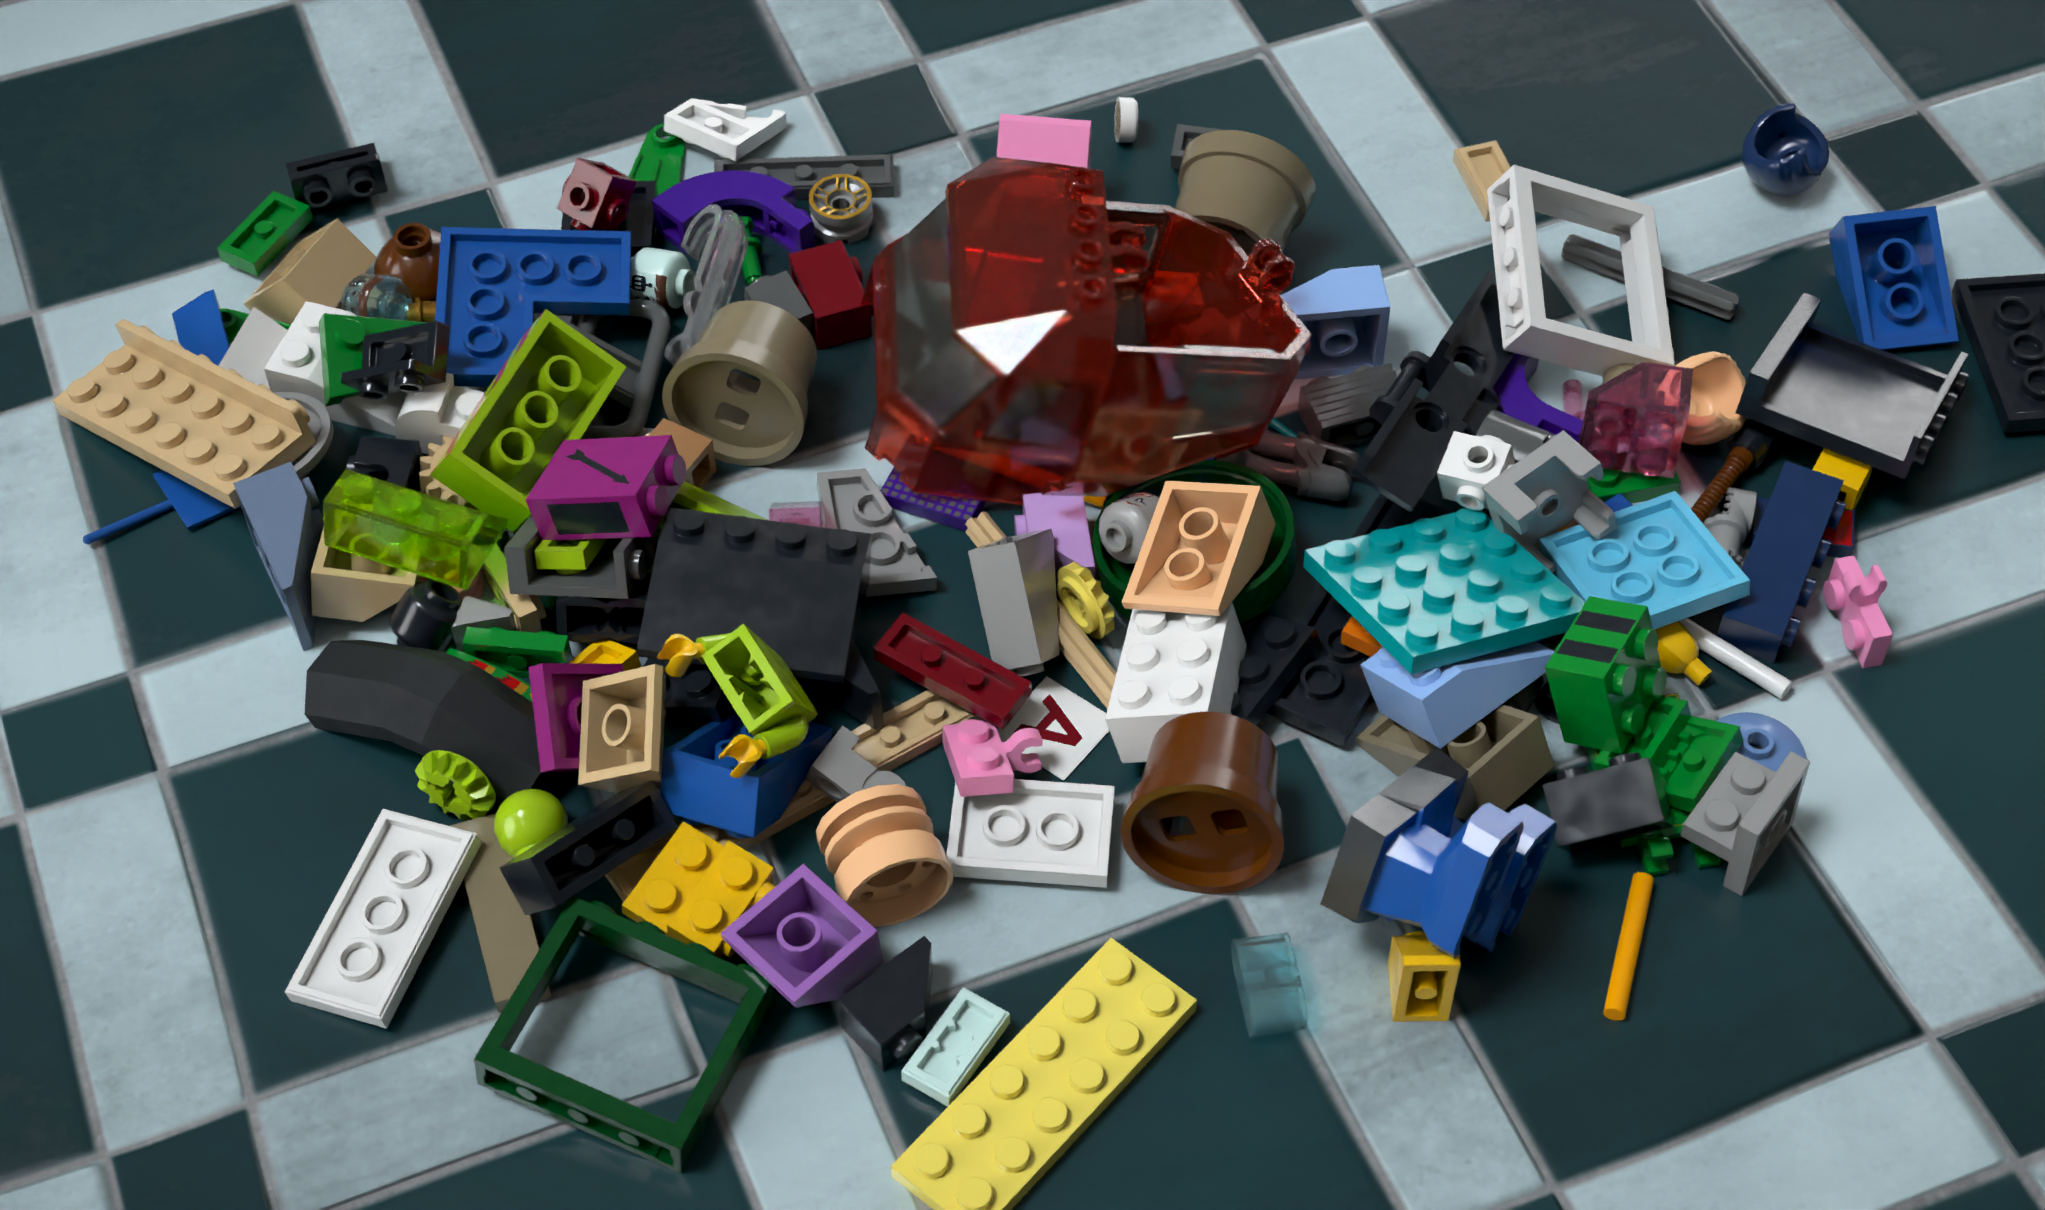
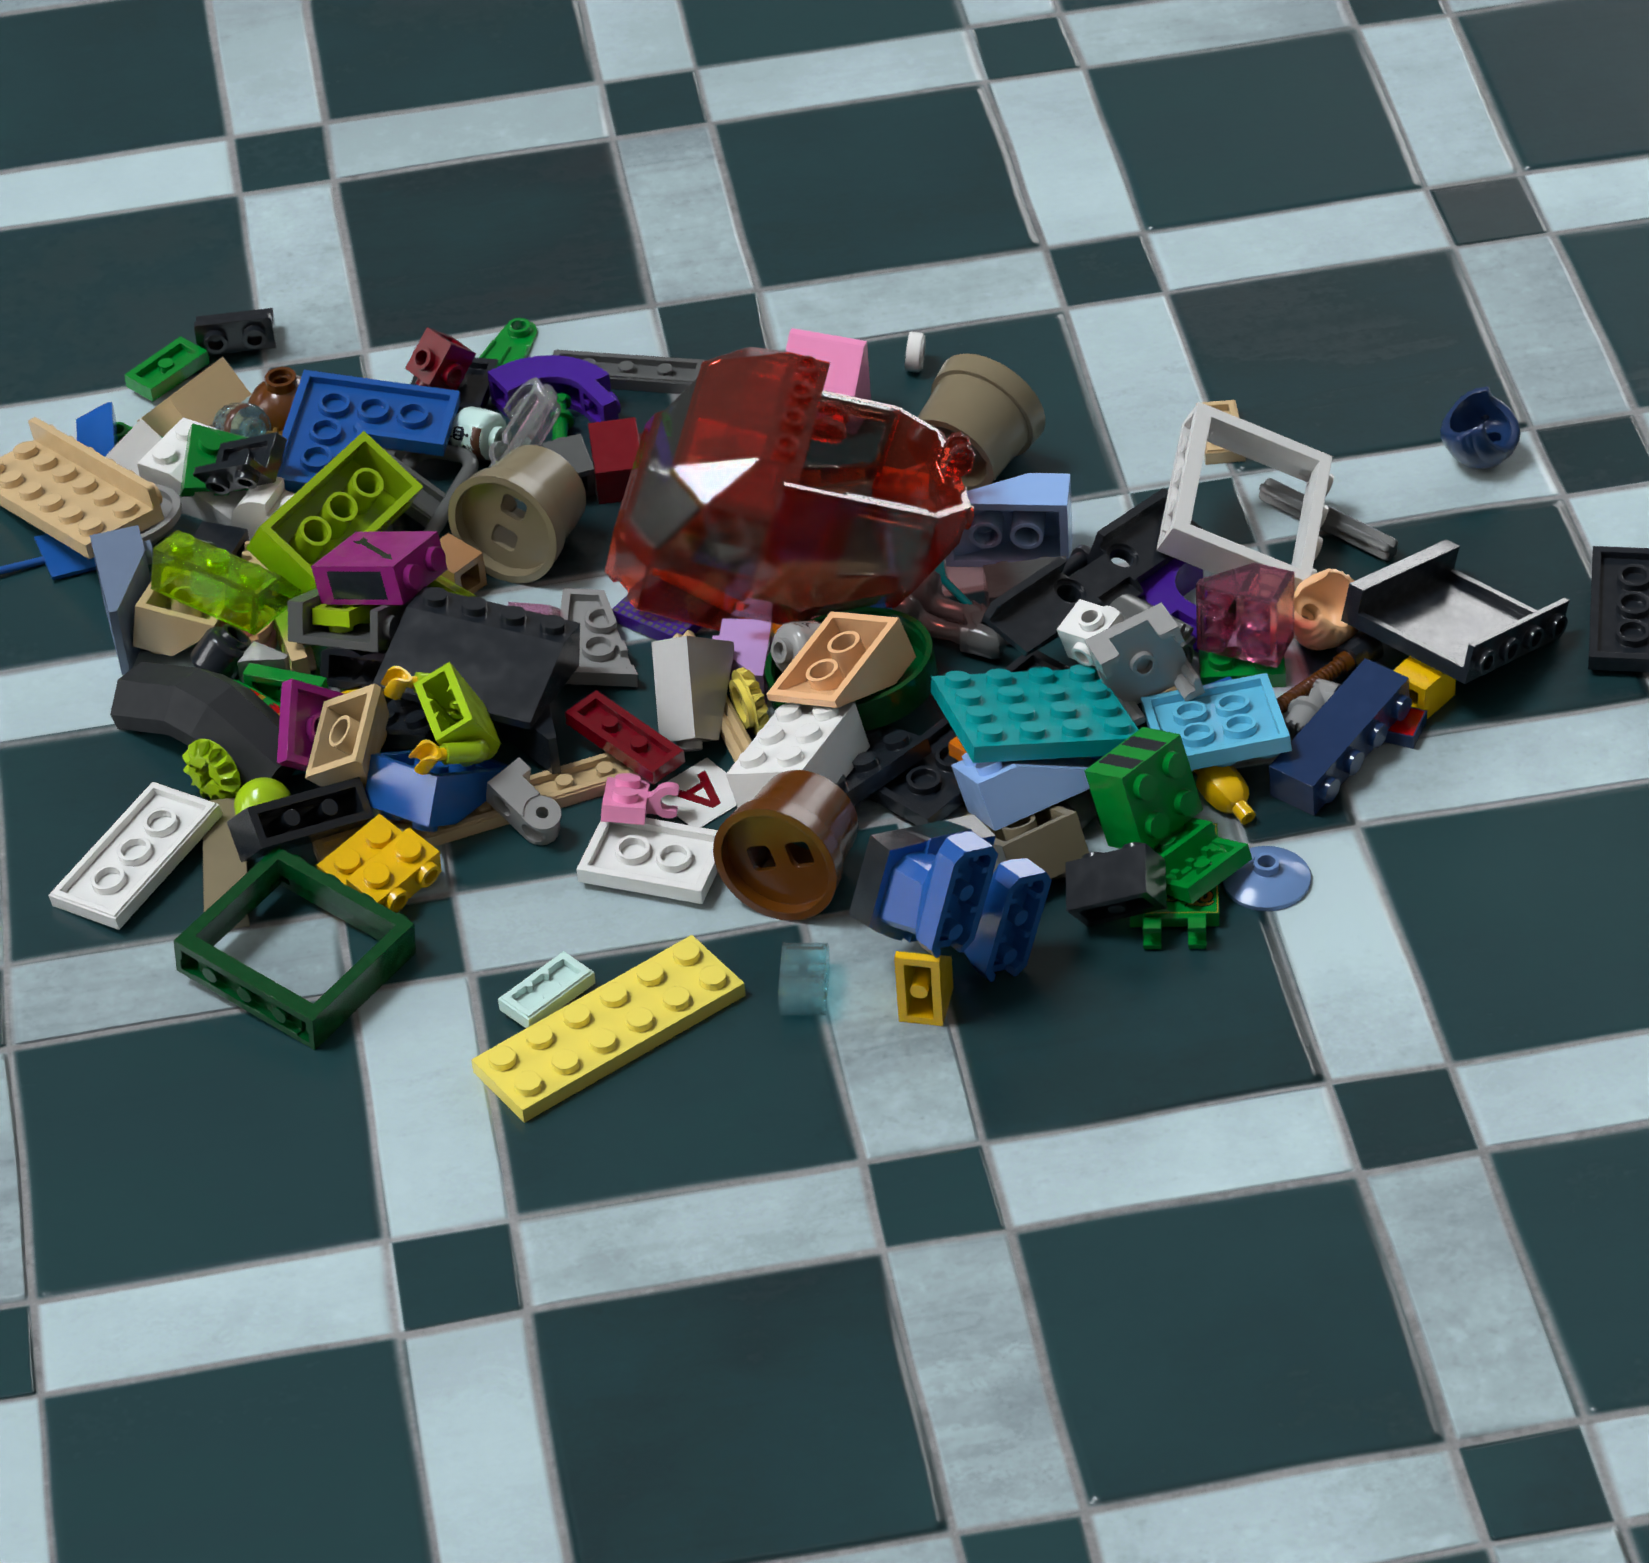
camera: 15 degrees right, 10 degrees down
(722, 127) = (568, 325): white wing -> none
(806, 940) = (450, 901): medium lavender slope -> none
(841, 208) = (646, 393): light grey wheel -> none
(884, 854) = (527, 852): light nougat wheel -> none
(891, 1007) = (505, 954): black slope -> none
(1628, 946) = (1106, 992): light orange bar -> none
(1738, 660) = (1278, 805): white bar -> none
(1747, 814) = (1232, 909): light grey bracket -> none
(1857, 608) = (1389, 767): bright pink plate -> none
(1894, 278) = (1538, 538): blue slope -> none

